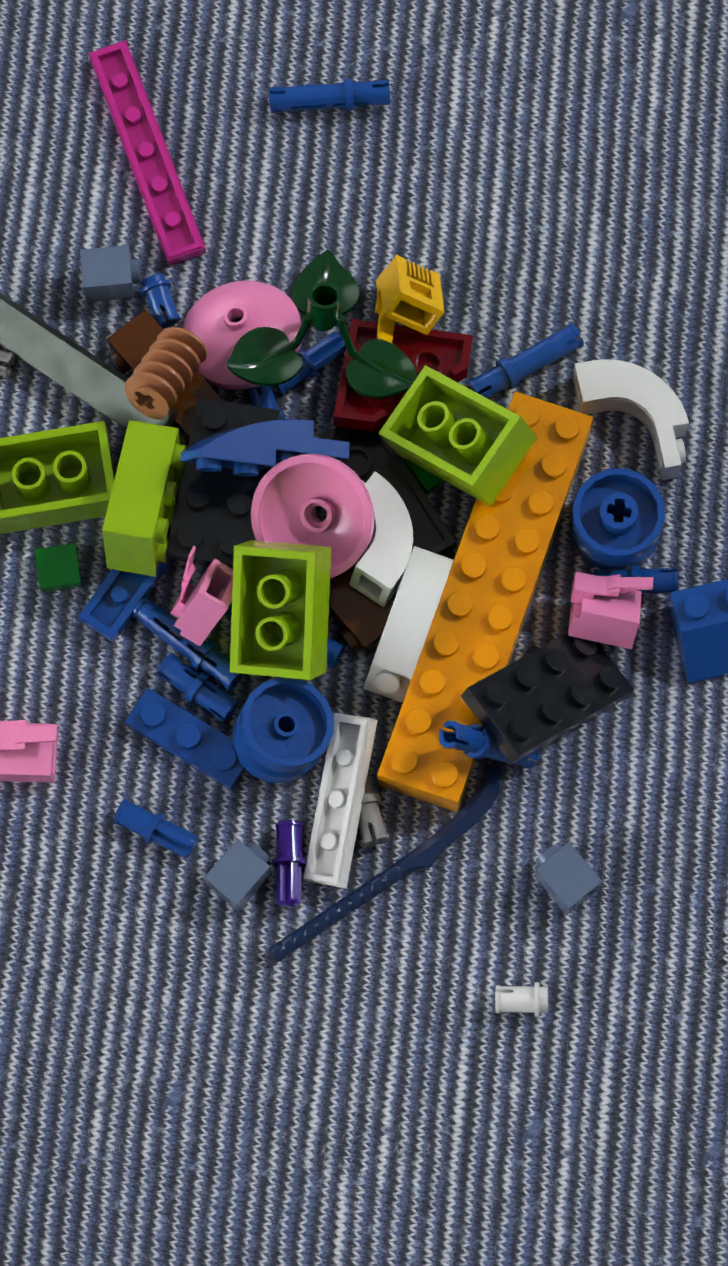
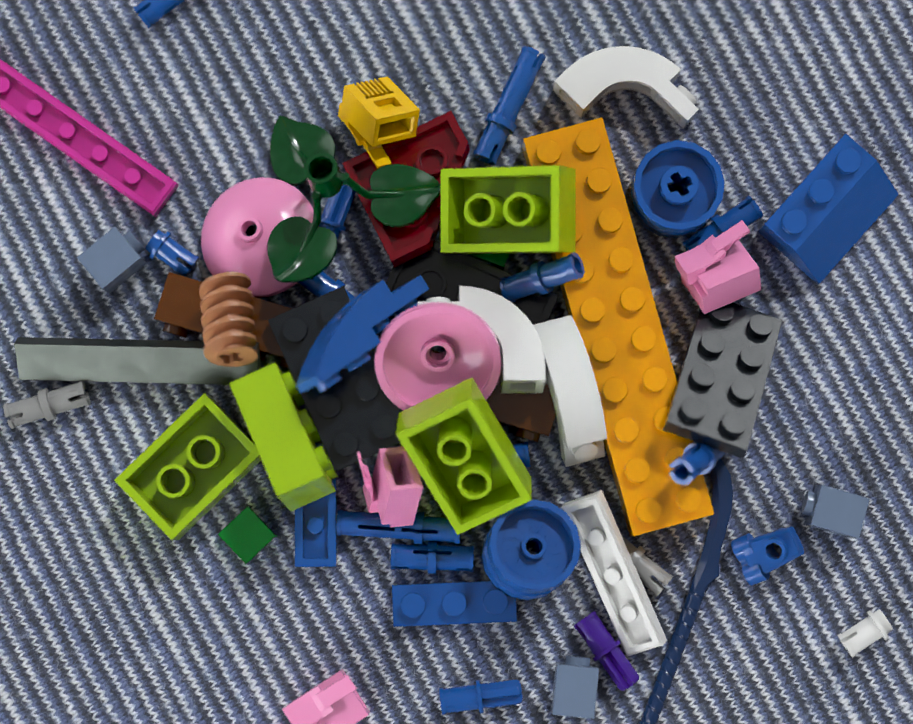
camera: 35 degrees left, 10 degrees up
(449, 511) = (542, 277): none -> blue pin
(483, 872) = (760, 557): none -> blue plate

